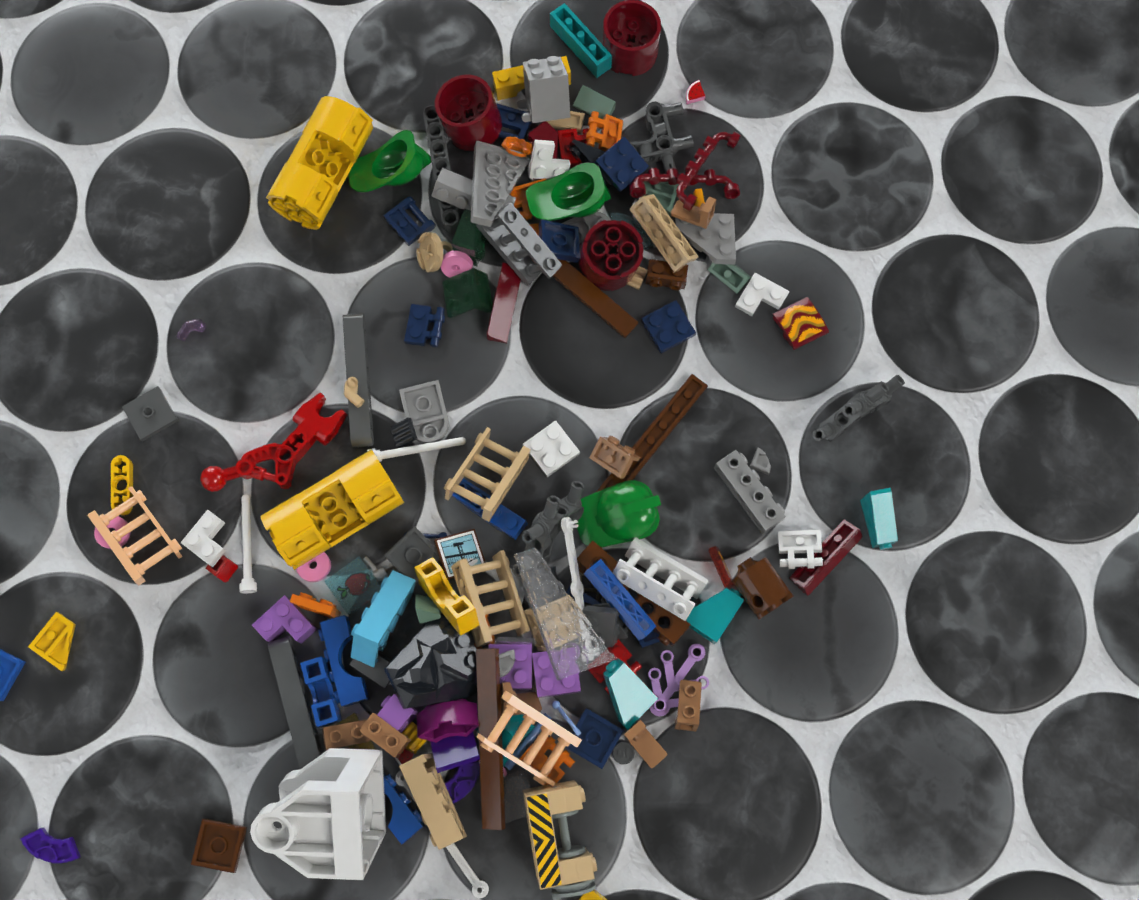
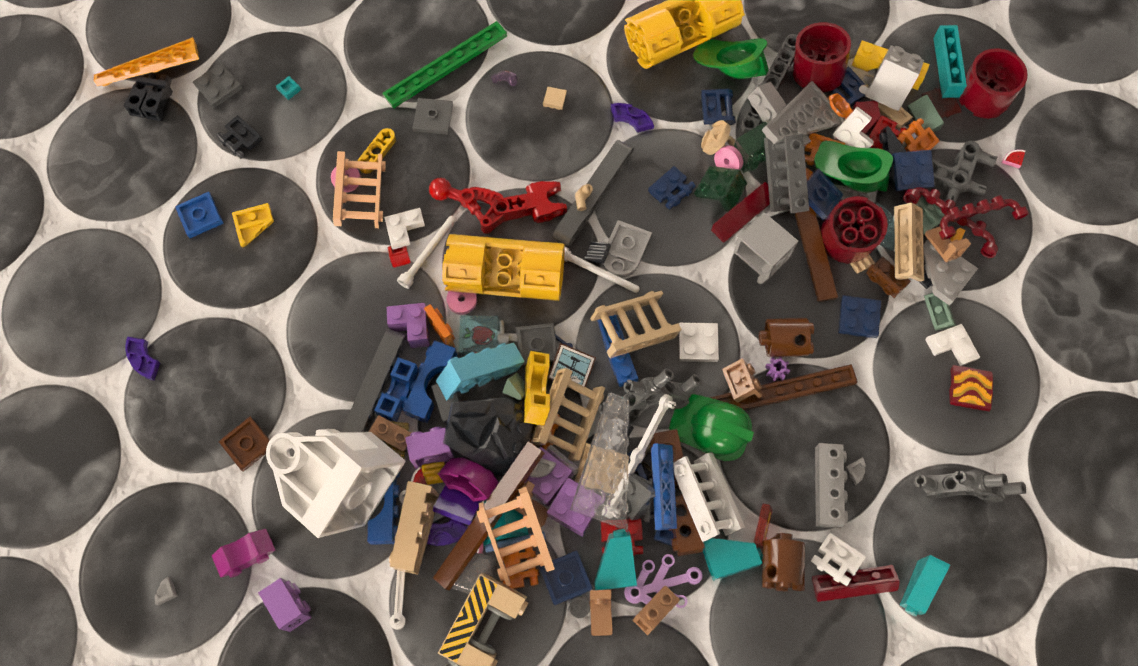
camera: 40 degrees right, 5 degrees down
(122, 356) = (444, 64): none -> green plate
(253, 315) = (554, 98): none -> tan piece
(338, 282) = (627, 113): none -> dark purple tile
(385, 735) = (416, 453): medium nougat bracket -> none
(545, 322) = (764, 246): none -> light grey container
(556, 705) = (556, 531): light blue hinge -> none
(603, 84) = (944, 106): none -> clear red piece
(624, 390) = (780, 337): none -> reddish brown cylinder
(638, 419) = (782, 368): none -> medium lavender gear

